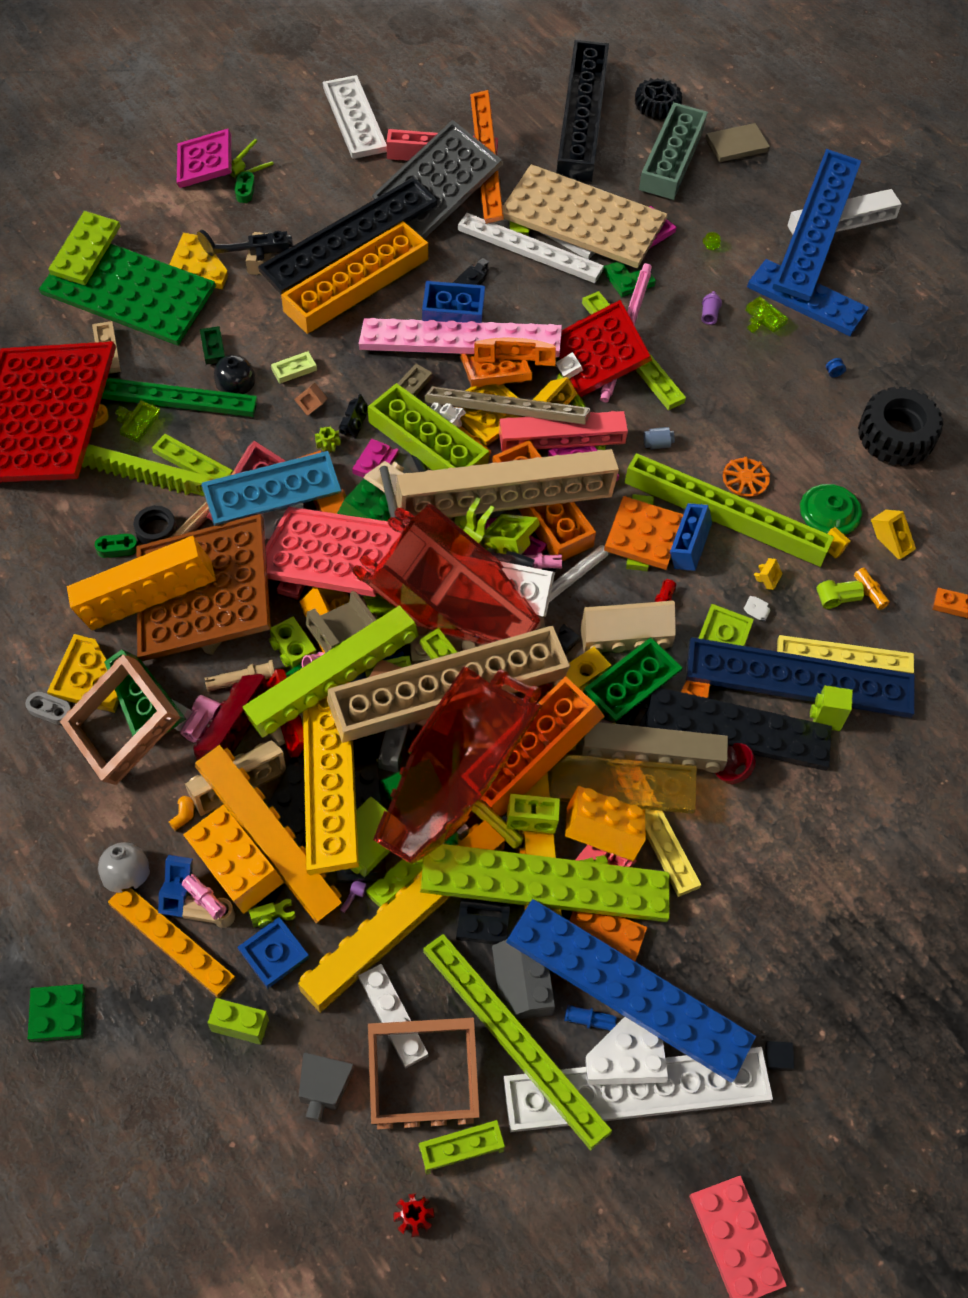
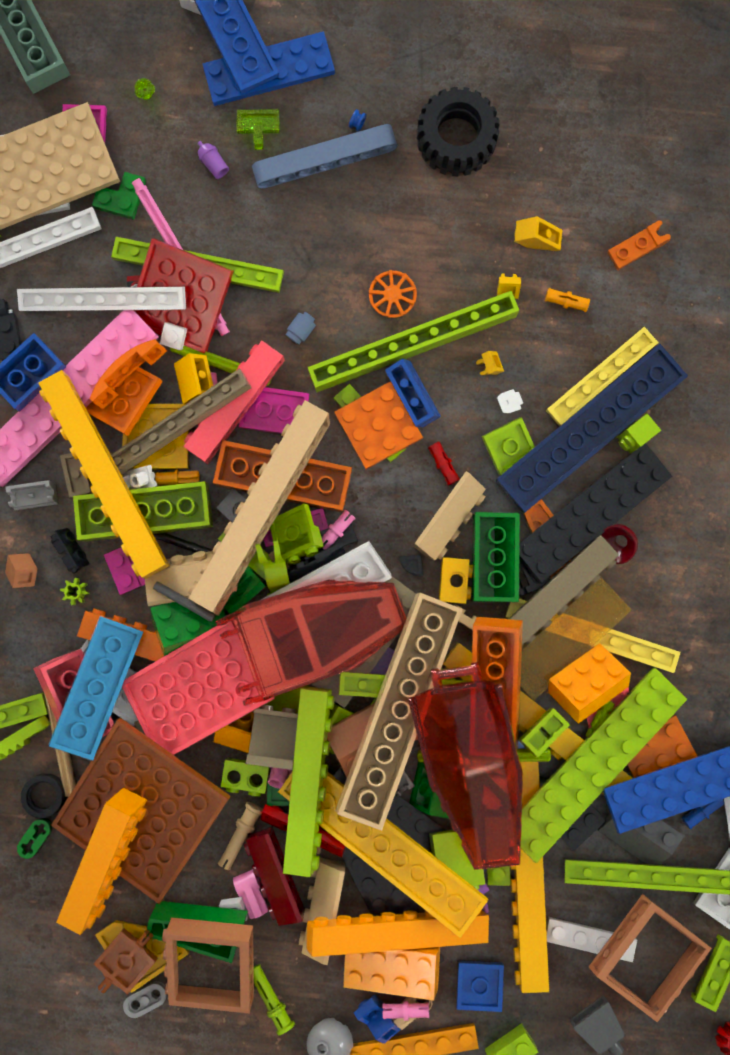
camera: 45 degrees left, 25 degrees up
(71, 663) = (125, 961): none -> dark orange plate
(119, 807) = (276, 1009): none -> lime pin
(185, 814) = (321, 969): light orange arm -> none
(268, 913) = (449, 970): lime plate -> none
(372, 368) = (32, 495): none -> light grey hinge
(429, 388) = (104, 475): none -> yellow brick
(550, 309) = (102, 298): none -> white plate
(578, 571) = (363, 504): white axle -> none
(790, 367) = (324, 156): none -> sand blue beam
(831, 507) = (476, 258): green piece -> none
(834, 594) = (549, 331): lime piece -> none

